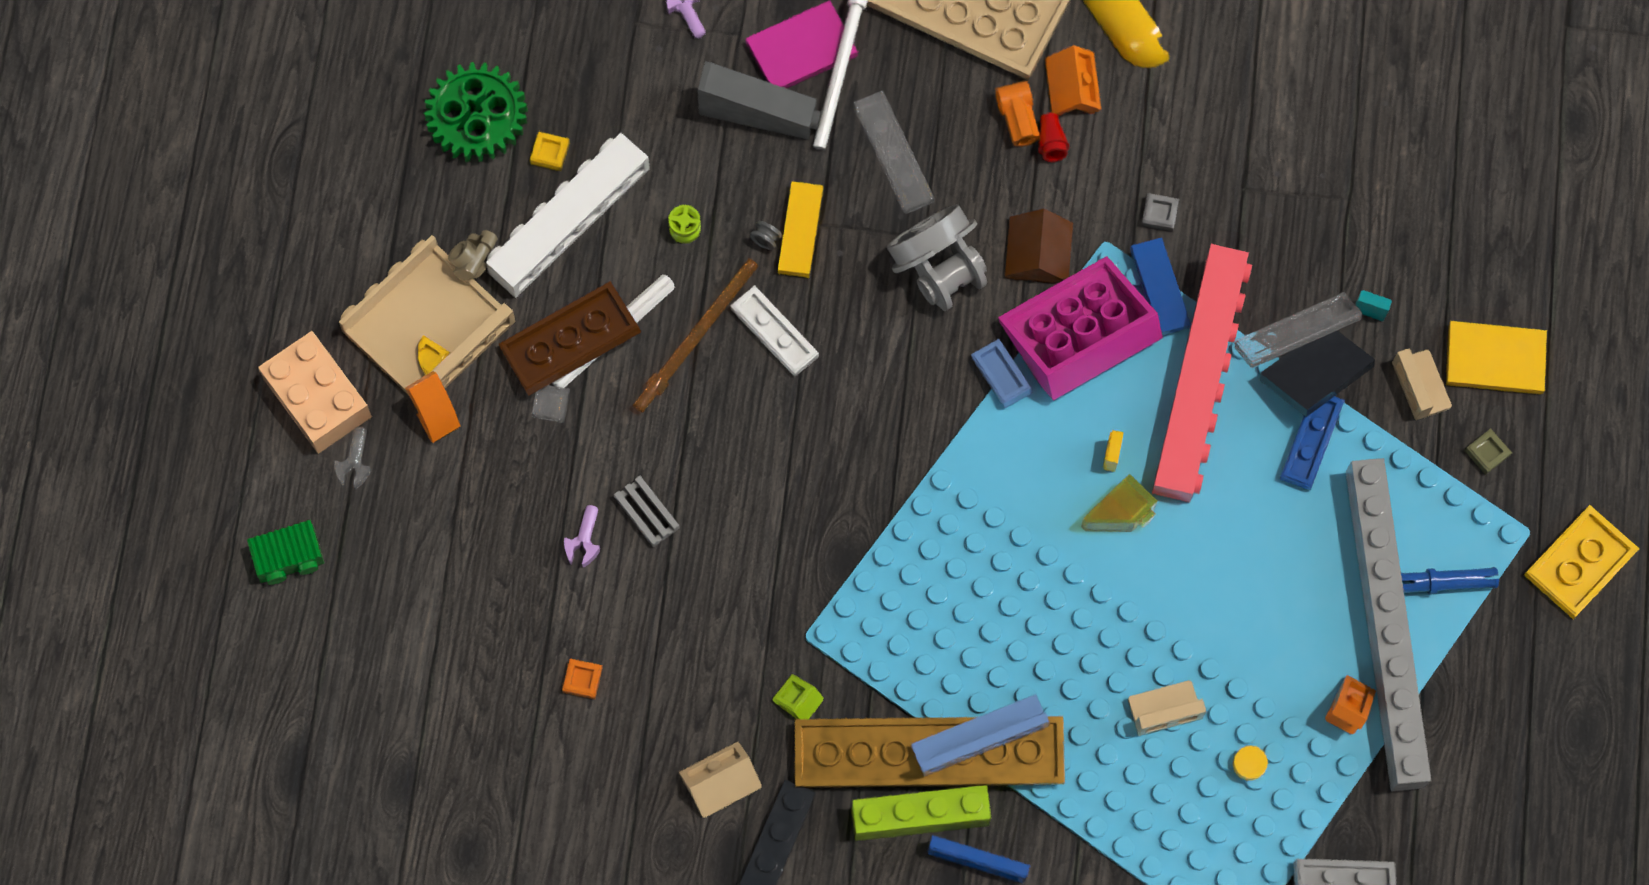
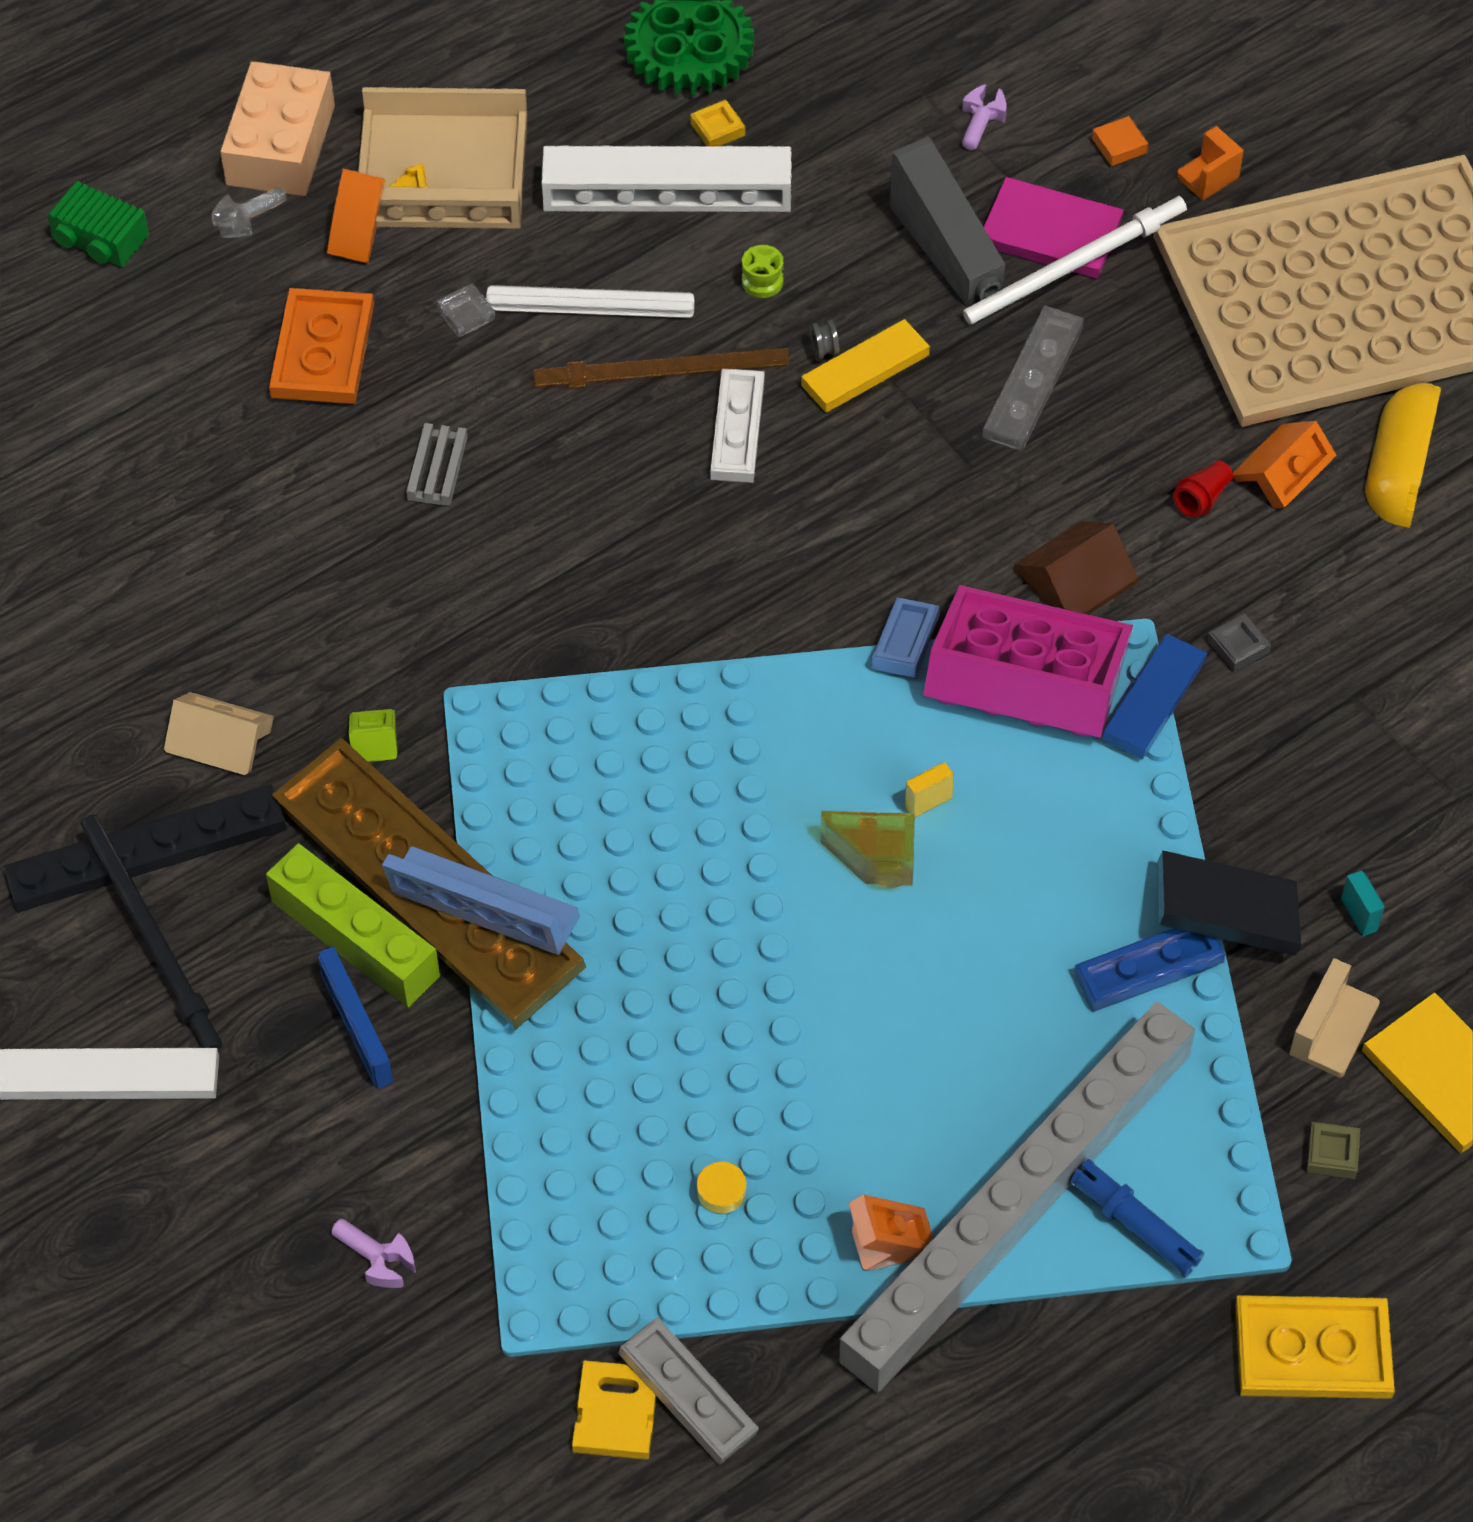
camera: 50 degrees right, 15 degrees down
(470, 255) = (533, 134): dark tan plate -> none
(502, 502) = (322, 346): none -> orange plate
(569, 338) = (544, 269): reddish brown tile -> none
(582, 679) = (209, 544): orange tile -> none
(584, 538) = (352, 438): lavender bar -> none
(930, 237) = (970, 450): light grey piece -> none
(1016, 105) = (1197, 434): orange piece -> none
(1166, 707) = (698, 1059): tan panel -> none
(1200, 374) = (1100, 799): coral brick -> none
(1297, 330) = (1254, 854): clear tile -> none

